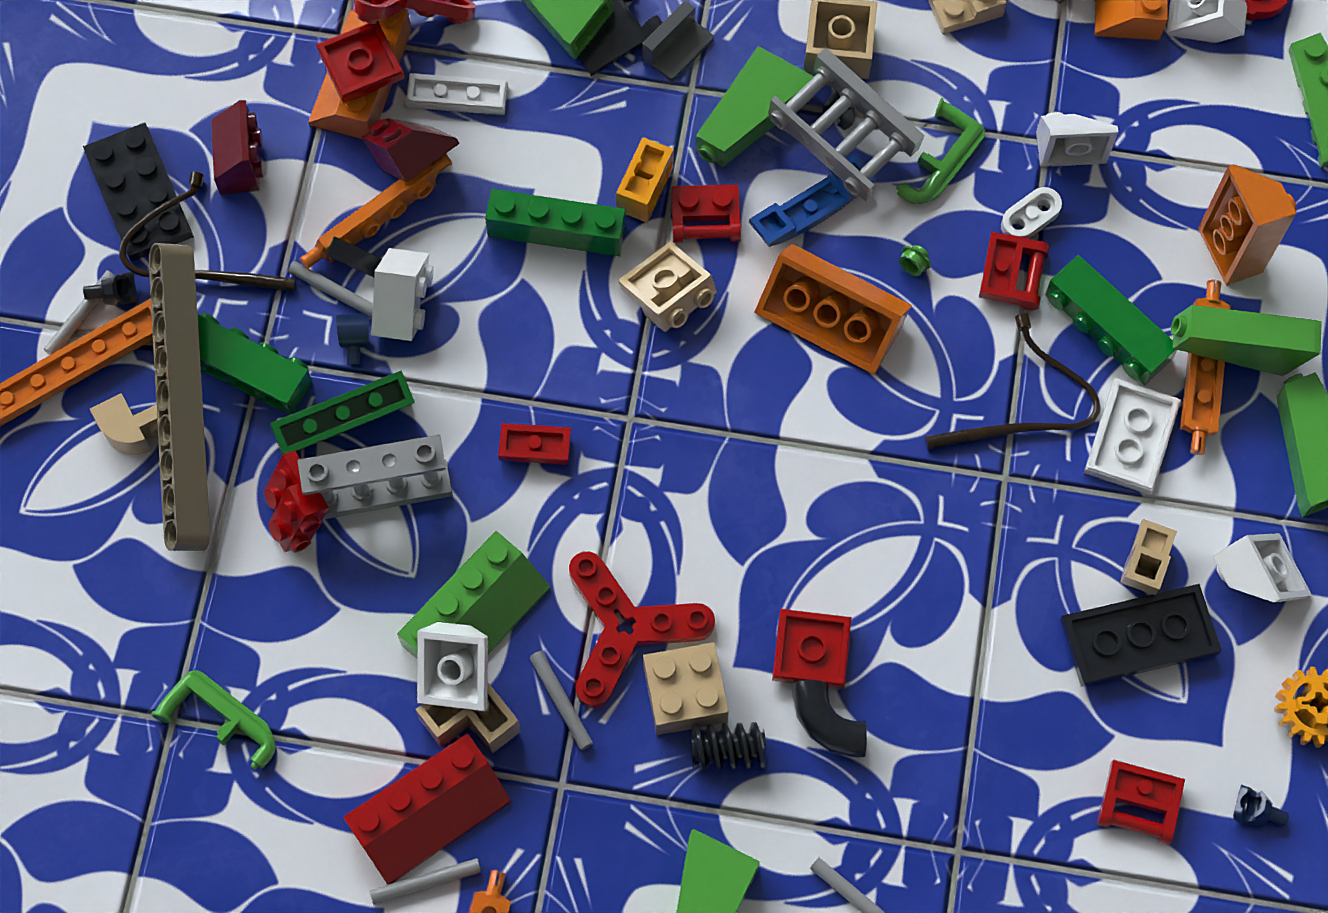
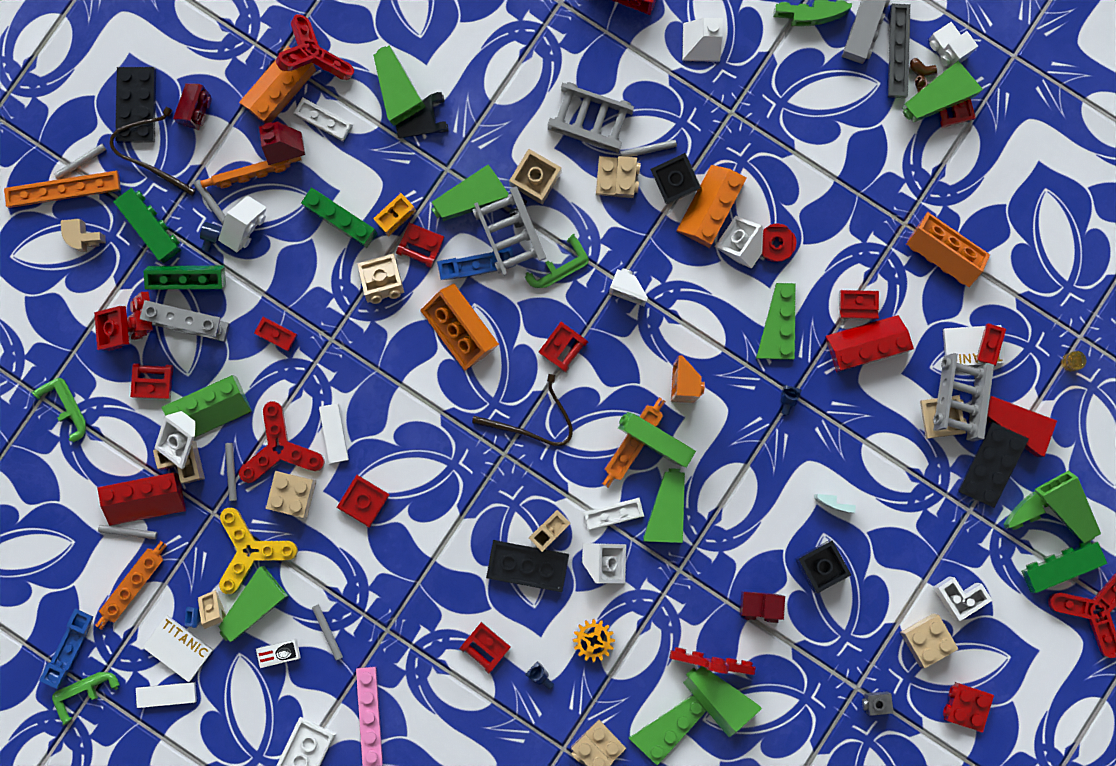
camera: 25 degrees right, 15 degrees up
(114, 290) = (100, 156): black piece -> none
(179, 398) = (105, 234): dark tan beam -> none
(253, 543) = (111, 328): none -> red plate
(353, 256) = (227, 192): black window -> none
(359, 618) = (151, 387): none -> red plate
(360, 61) = (271, 87): red plate -> none
(651, 845) = (241, 562): none -> yellow piece
(676, 42) = (450, 140): dark grey panel -> none
(707, 562) = (333, 433): none -> white tile
(728, 746) = (298, 533): black piece -> none
(823, 723) = (350, 541): black cylinder -> none
(914, 260) = (515, 318): bright green plate -> none
(1029, 216) = (587, 319): white plate -> none
(1110, 320) = (598, 396): green brick -> none
(1132, 436) = (578, 461): white tile -> none
(1233, 494) = (613, 514): none -> white tile

